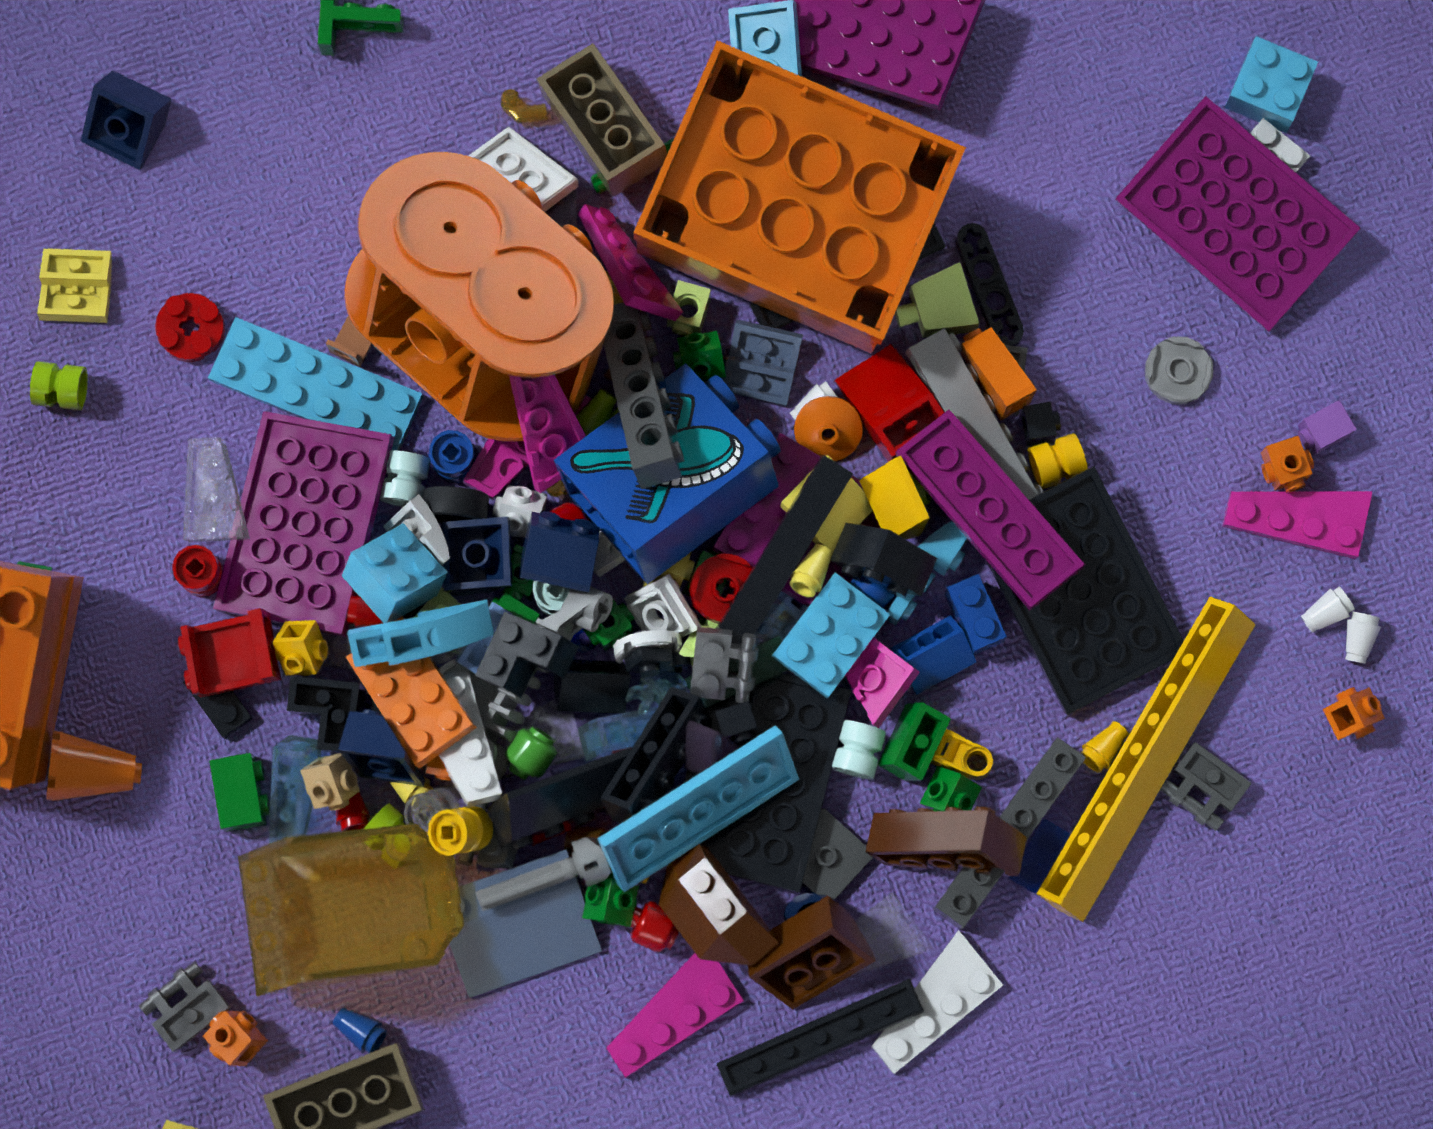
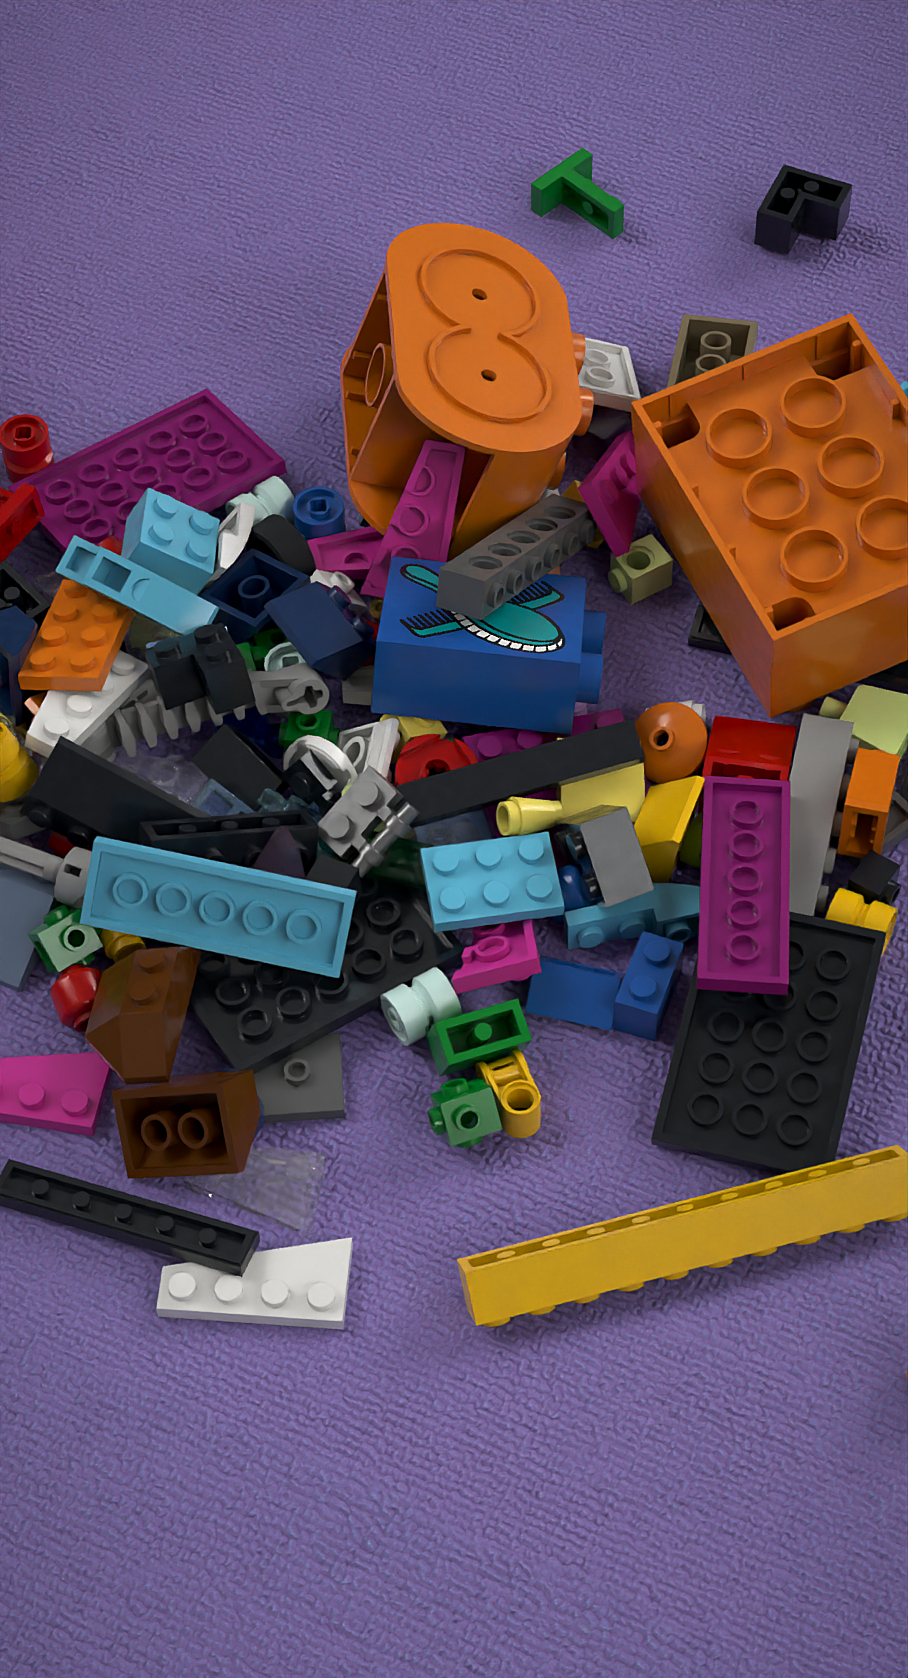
camera: 45 degrees right, 25 degrees down
(57, 385) = (73, 261): lime wheel -> none
(75, 285) = (165, 217): light yellow slope -> none
(124, 119) = (328, 139): dark blue slope -> none
(201, 342) = (218, 286): red plate -> none
(211, 494) = (98, 414): clear wing -> none
(300, 647) = (36, 551): yellow brick -> none
(312, 383) = (266, 396): medium azure plate -> none
(350, 344) = (324, 398): nougat bracket -> none
(519, 110) = (650, 344): clear yellow arm -> none
(530, 753) = (137, 759): bright green head -> none
(701, 353) = (618, 602): green brick -> none
(762, 362) = (663, 656): sand blue slope -> none
(946, 840) = (418, 1126): reddish brown wedge -> none
(1023, 814) = (487, 1191): dark grey brick -> none
(1040, 855) = (494, 1233): clear blue plate -> none
(1103, 747) = (655, 1192): yellow cone -> none
(1212, 778) = (741, 1313): dark grey plate -> none

